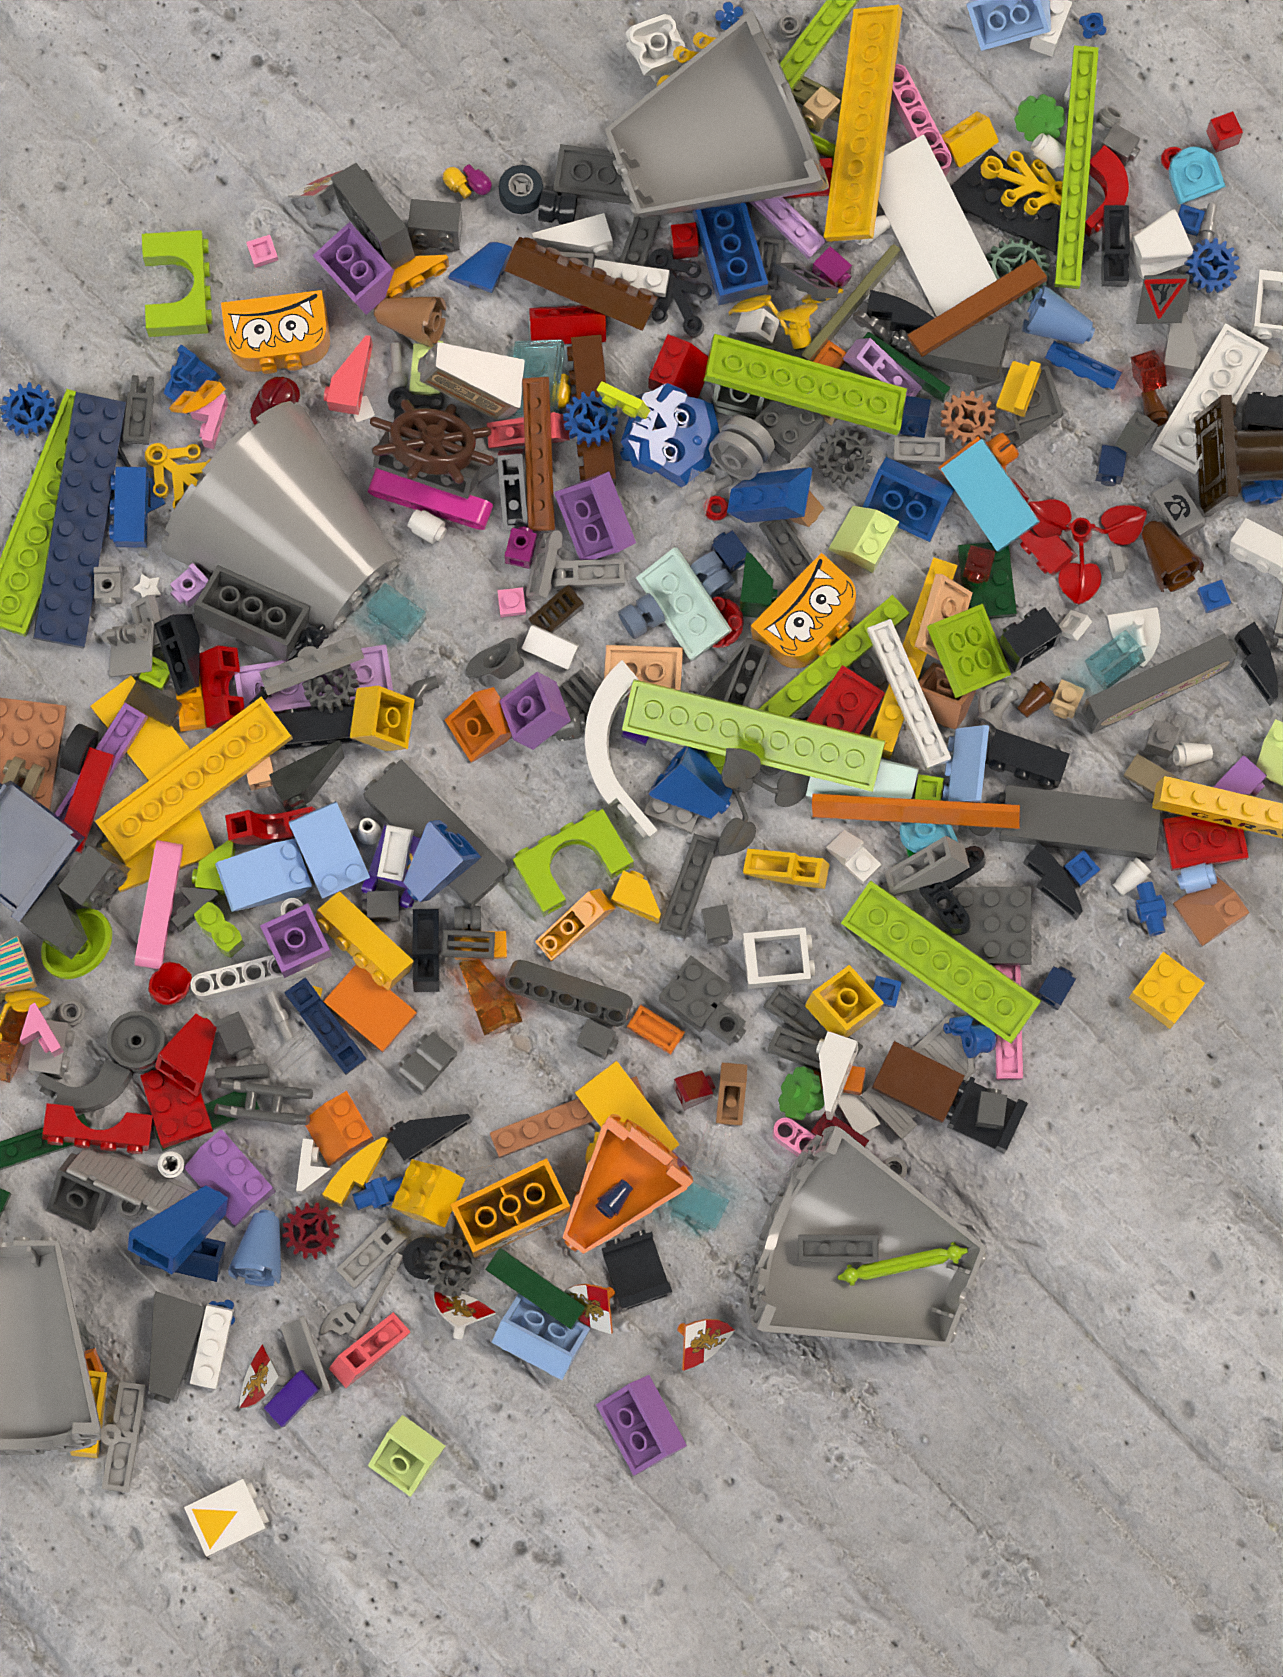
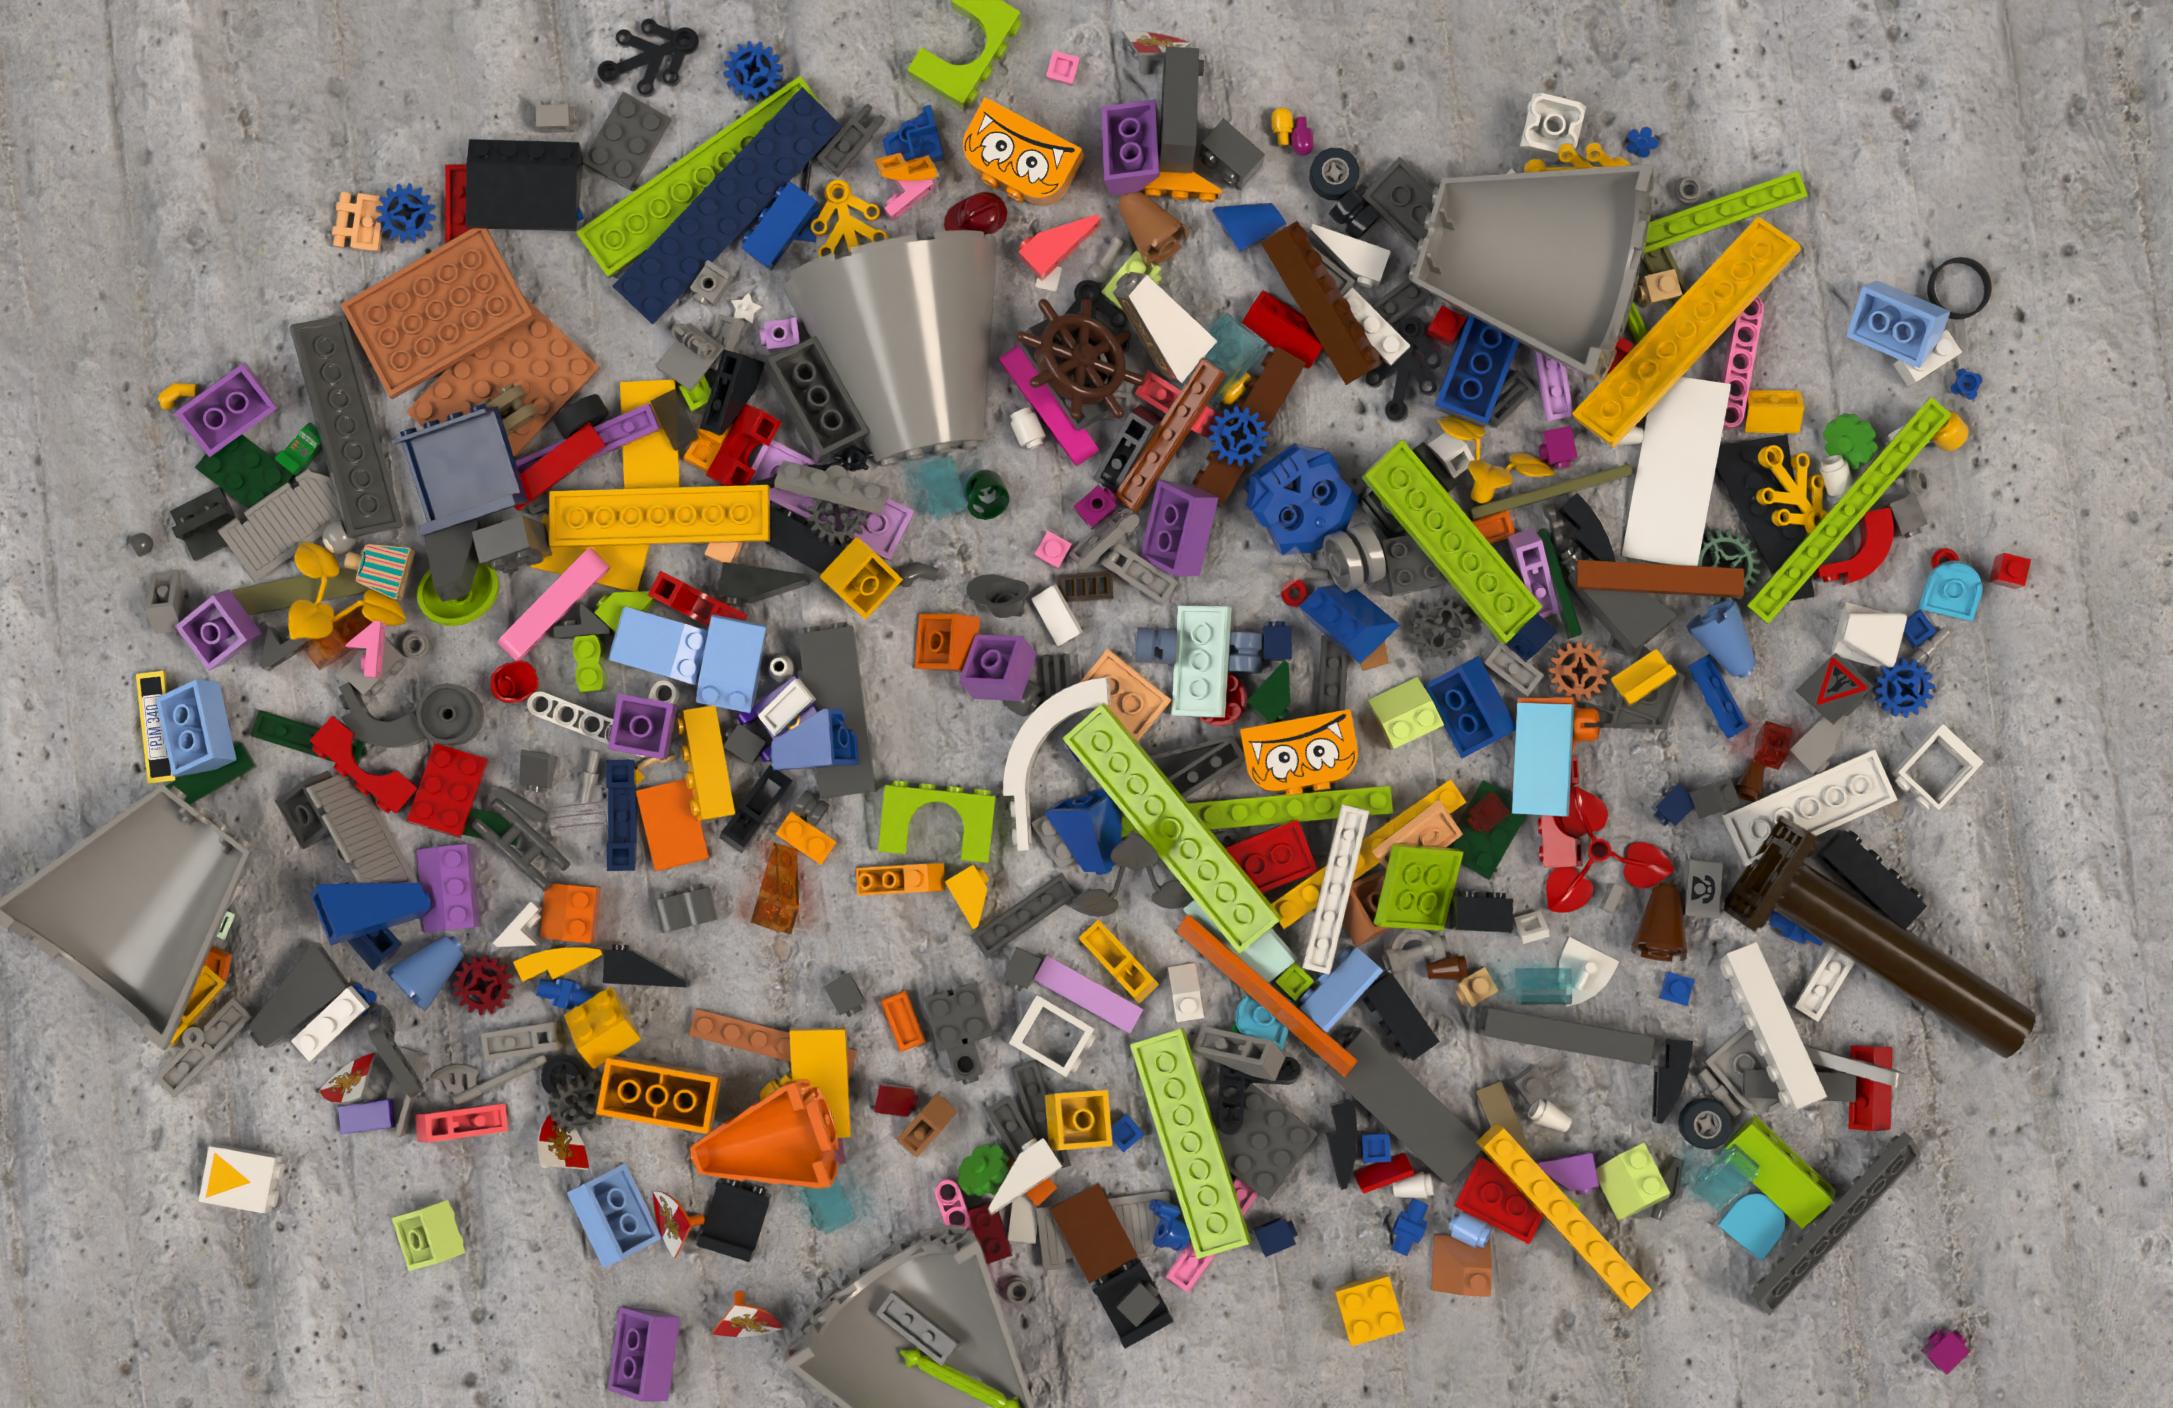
camera: 35 degrees right, 10 degrees up
(166, 1160) = (396, 843): white cone -> none
(188, 1054) = (485, 757): red slope -> none
(263, 1317) = (382, 1034): none -> dark grey beam
(320, 967) = (651, 760): none -> tan hand
(427, 582) = (979, 481): none -> dark green helmet
(468, 954) = (775, 817): dark grey tile -> none
(536, 1288) = (638, 1173): dark green tile -> none
(568, 993) = (849, 937): dark grey beam -> none
(614, 1199) = (756, 1146): dark blue cone -> none
(630, 405) = (1278, 454): neon yellow plate -> none
(679, 365) = (1354, 443): red slope -> none
(781, 909) = (1088, 994): none -> lavender tile
(806, 281) = (1524, 444): dark grey plate -> none
(1101, 883) = (1383, 1173): none -> red slope
(1109, 65) = (1951, 434): none -> yellow head
(1115, 246) = (1829, 607): black slope -> none

